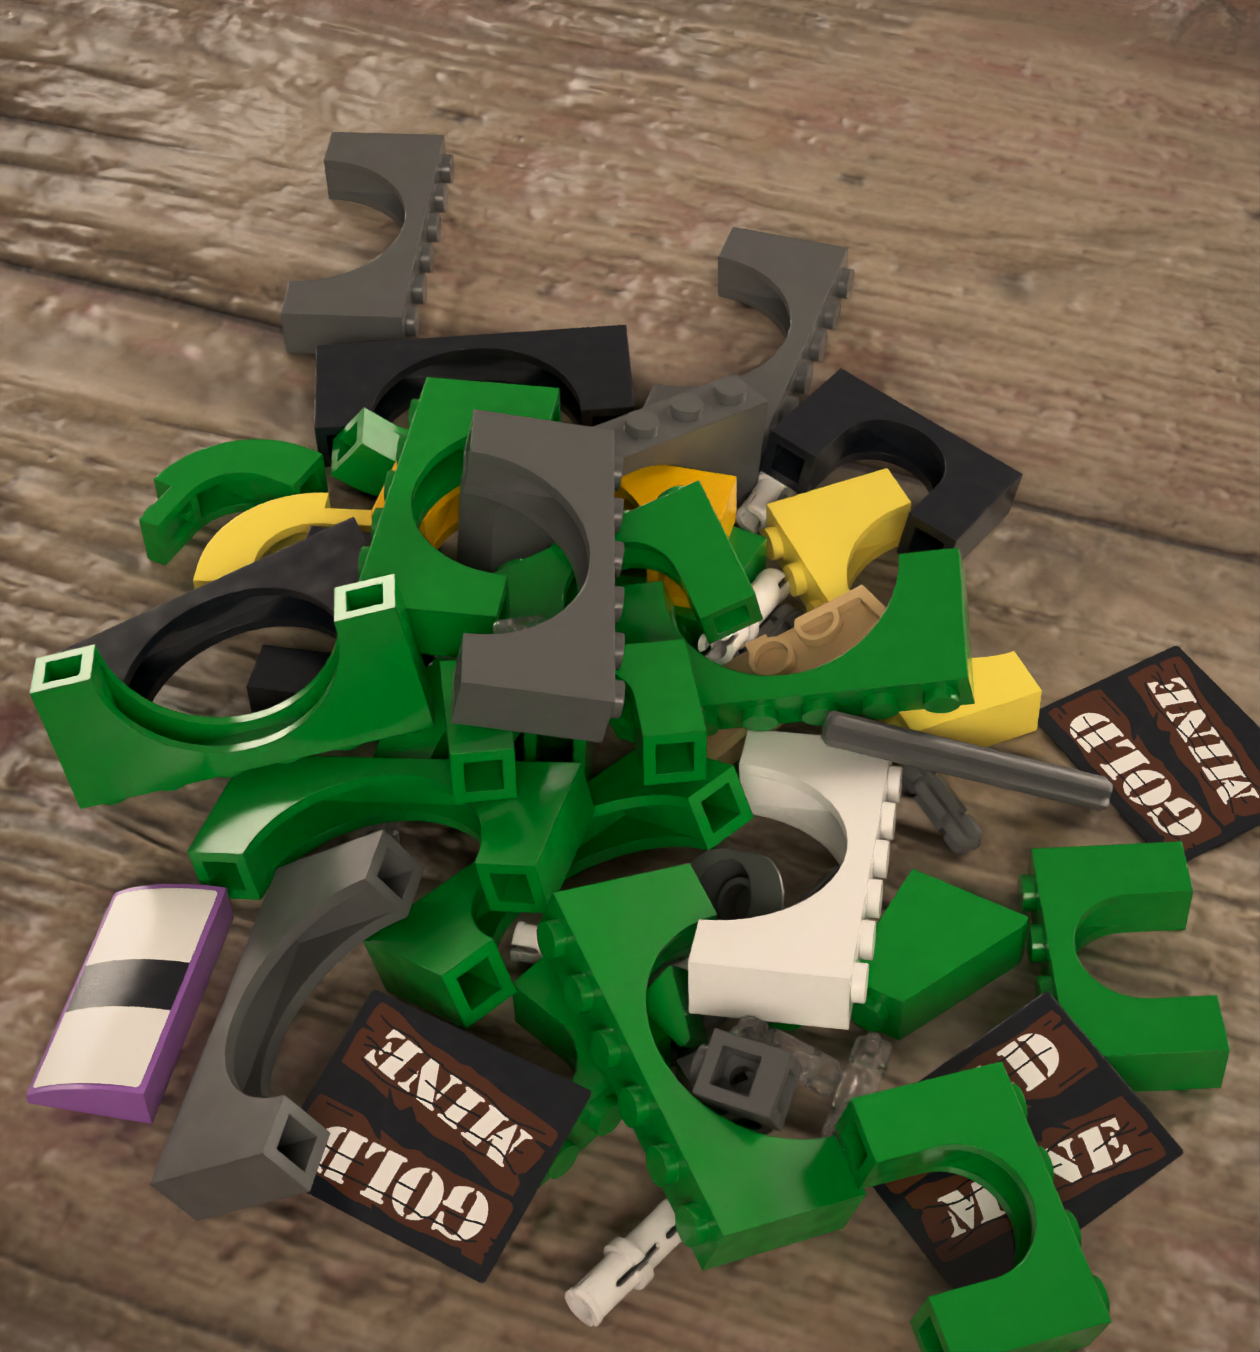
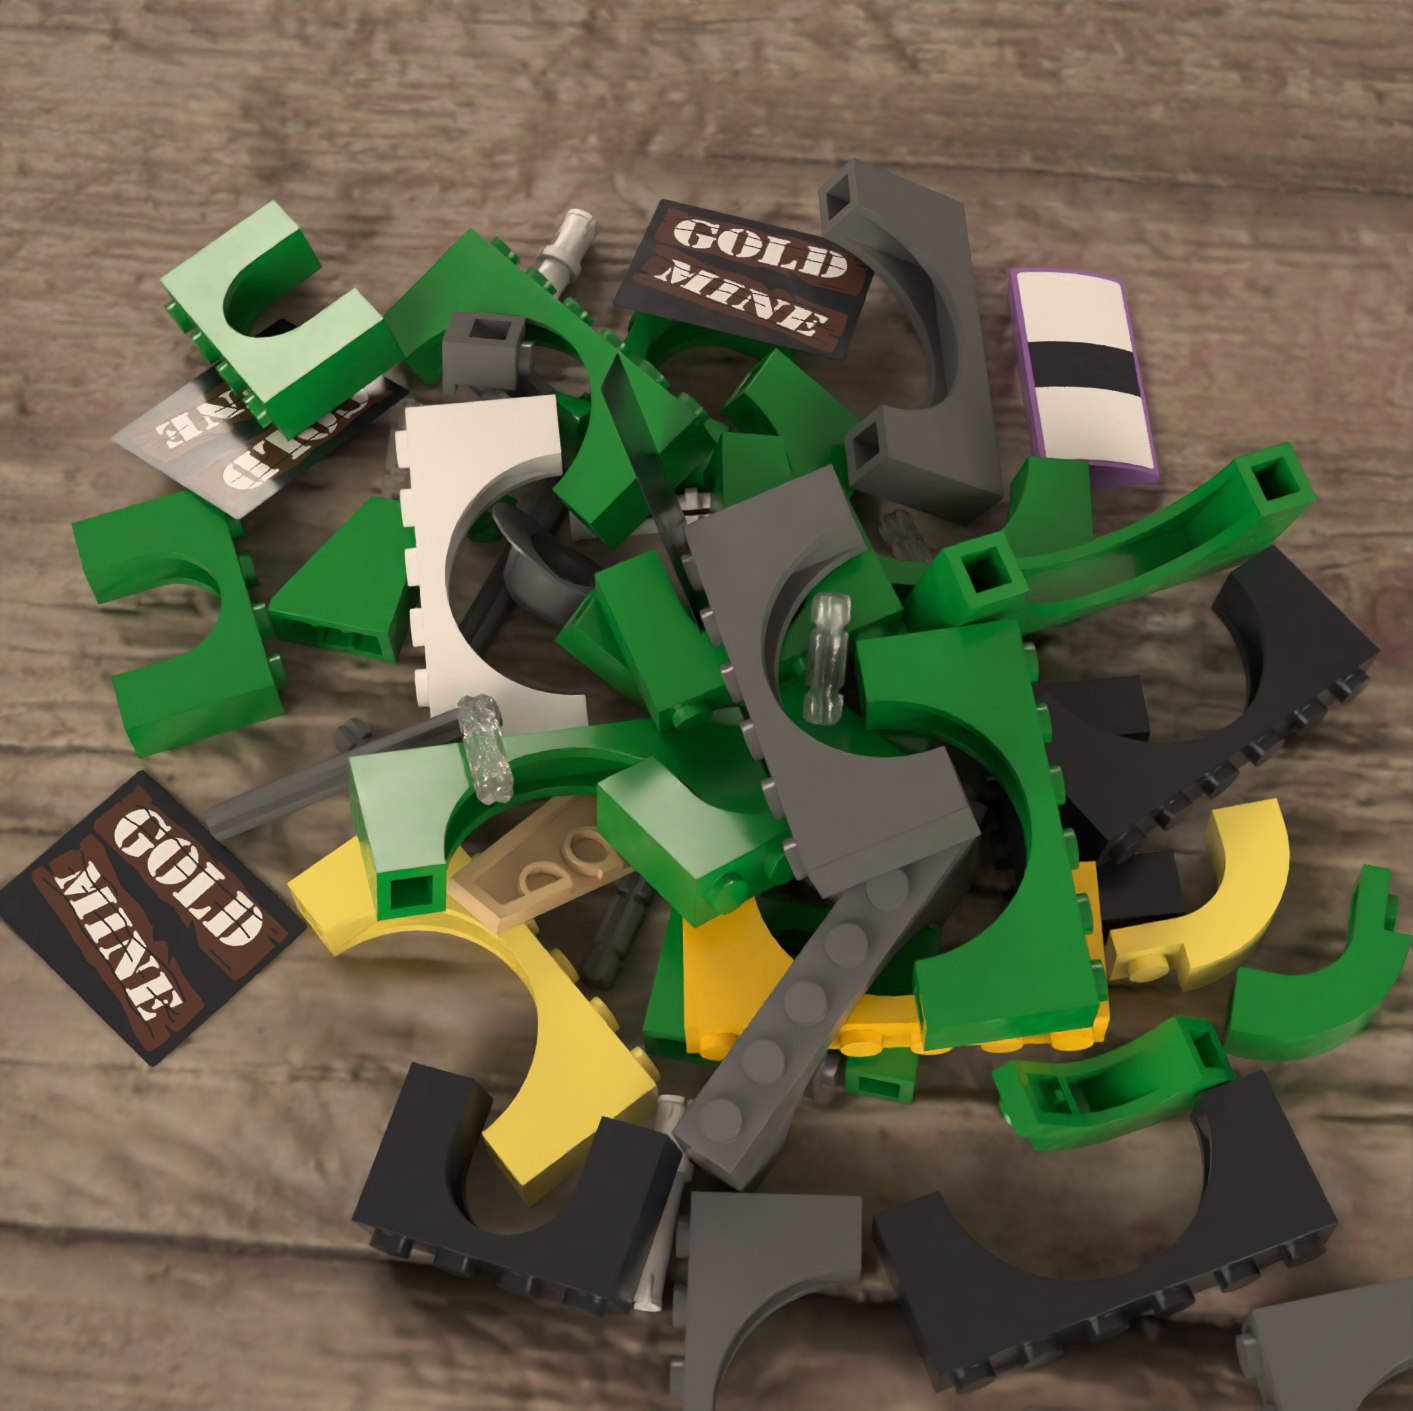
camera: 165 degrees right, 15 degrees up
(623, 780) = (651, 476): none -> sticker
(768, 597) = (634, 945): white pin -> none
(844, 658) = (485, 749): none -> clear axle

